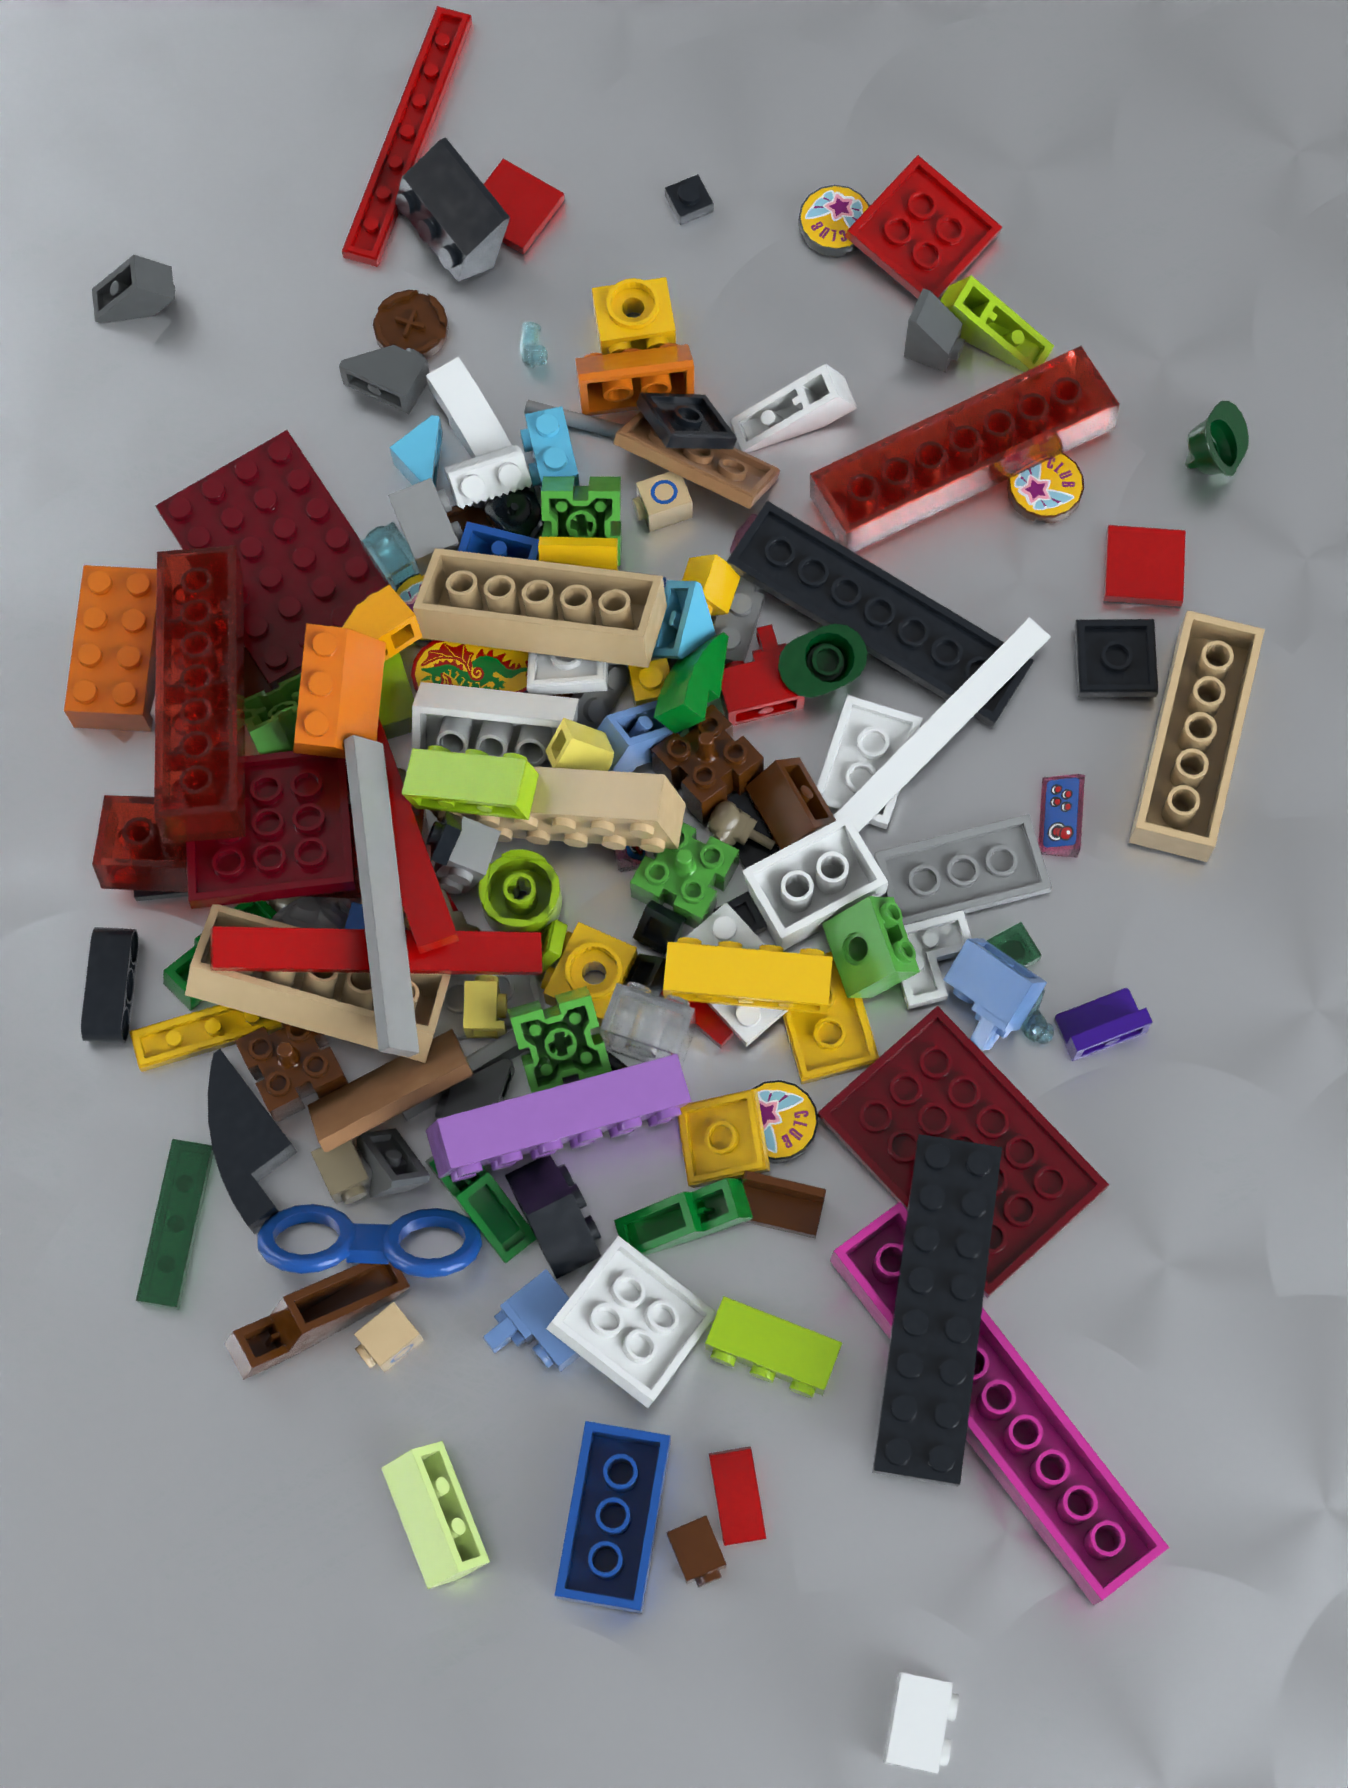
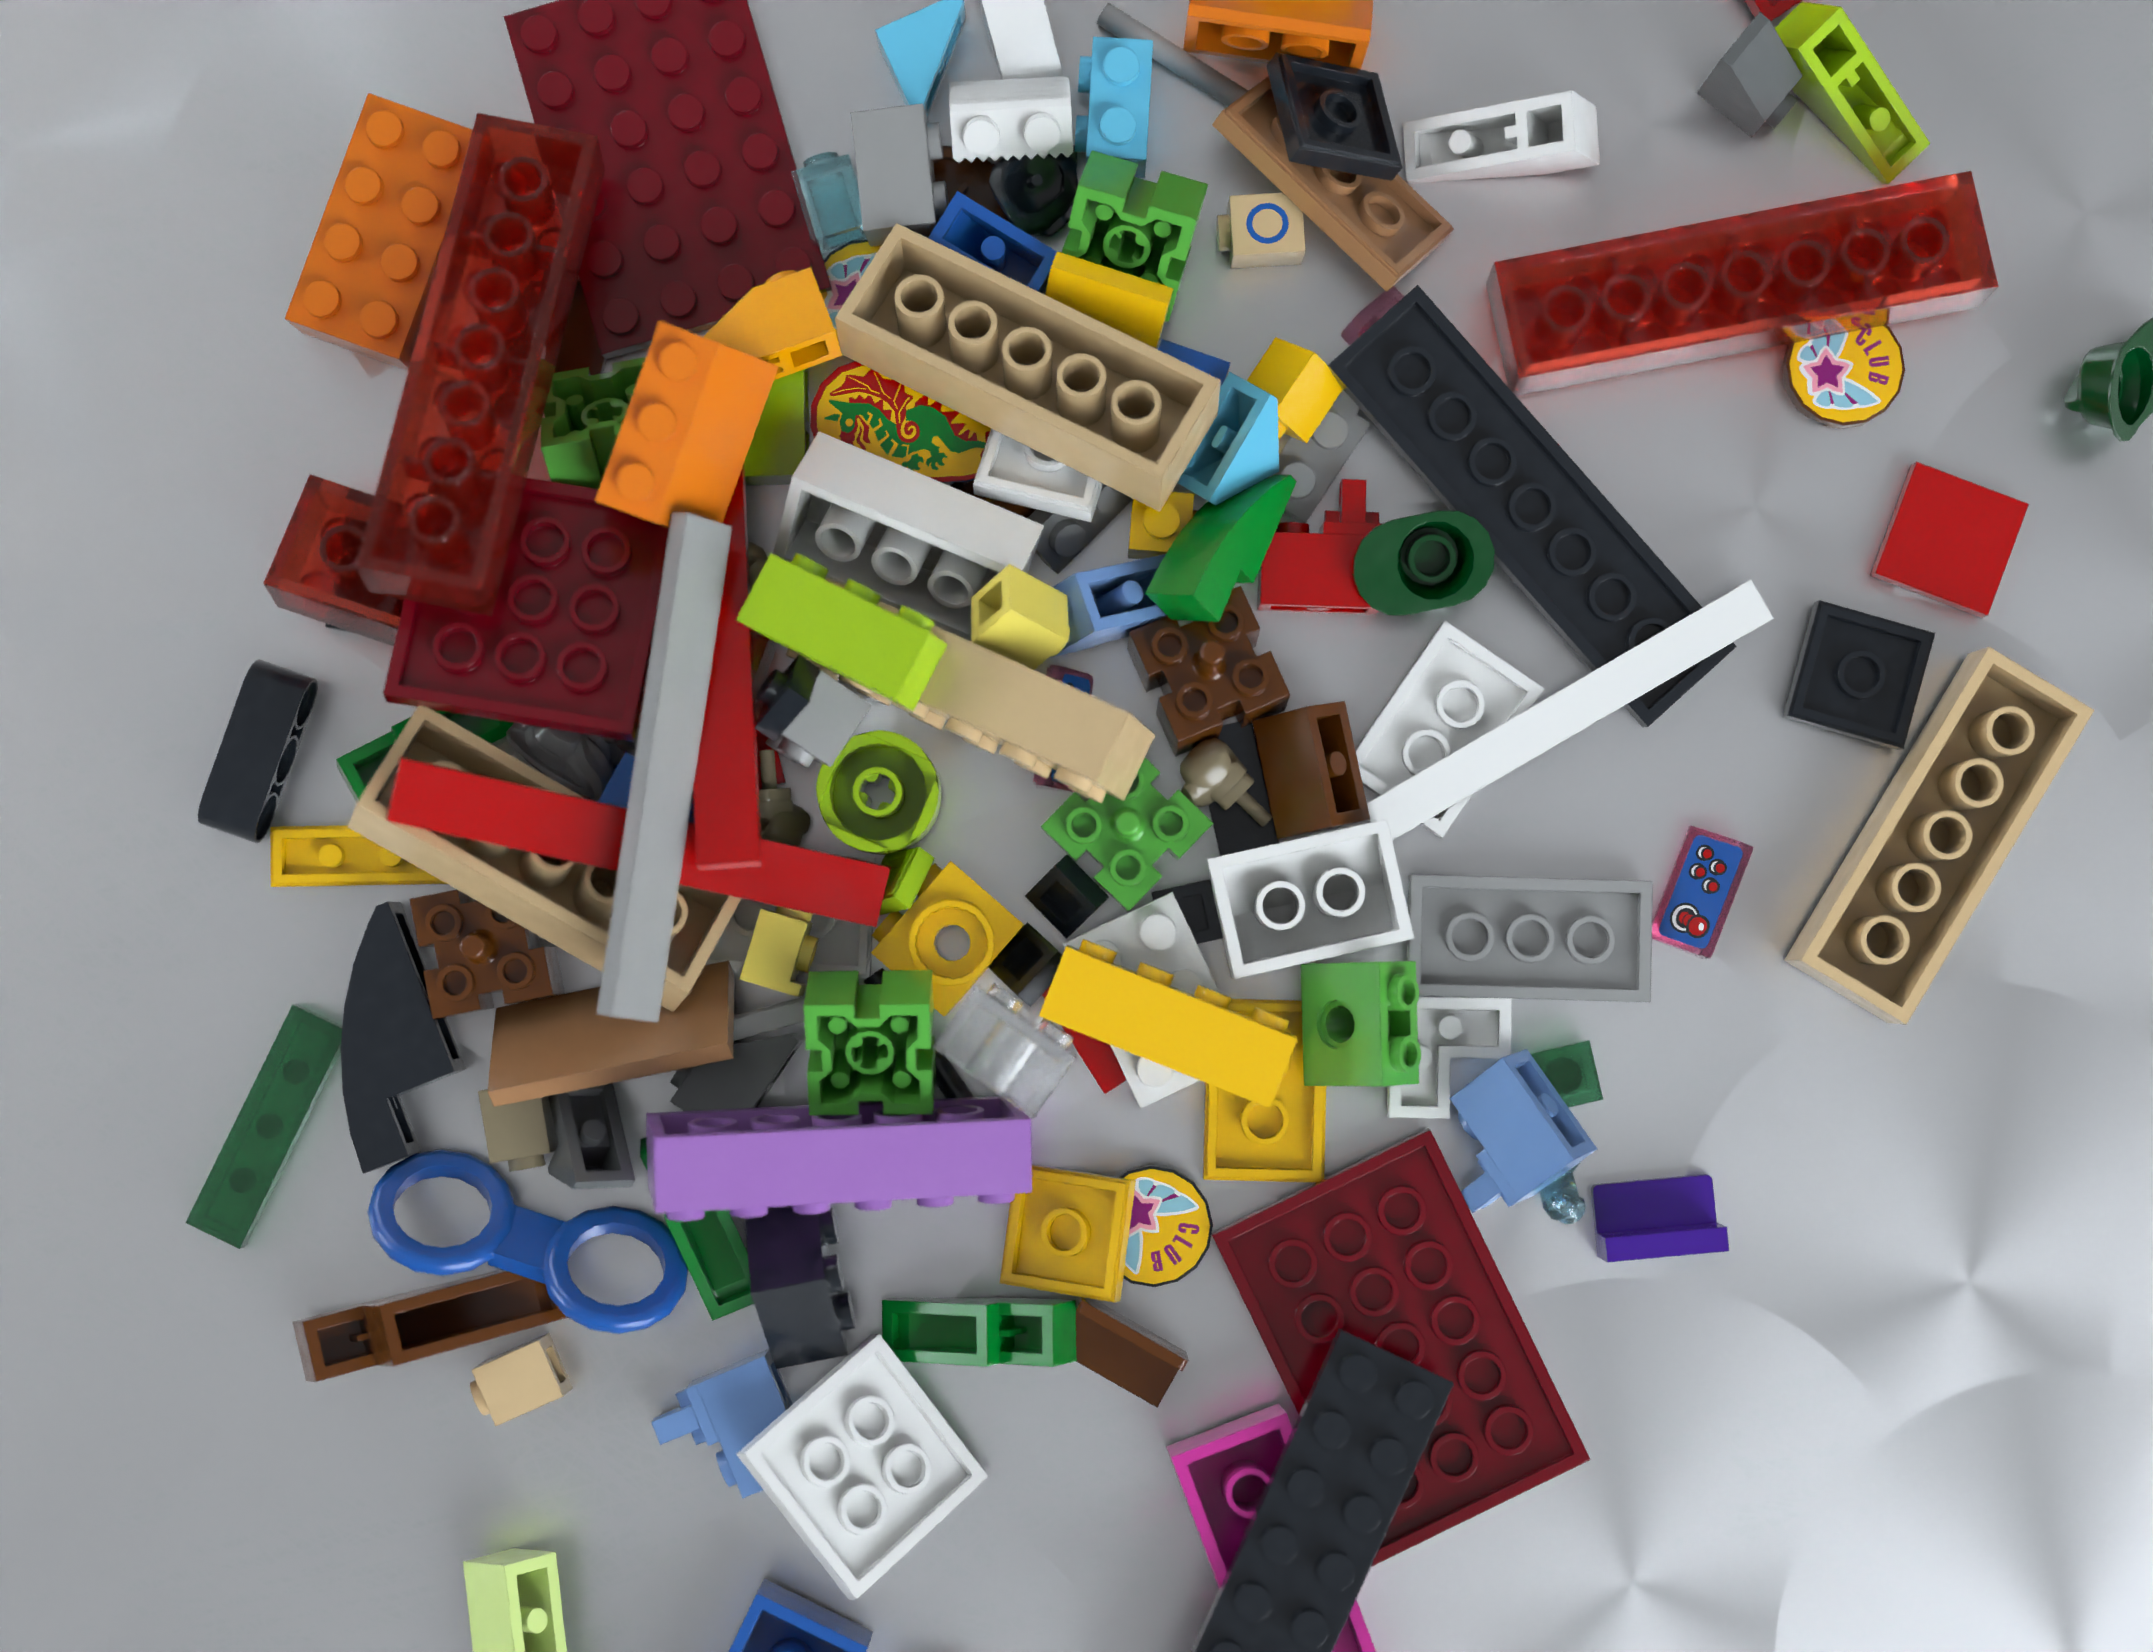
camera: 15 degrees right, 15 degrees up
(772, 1347) = (1049, 1550): lime brick -> none

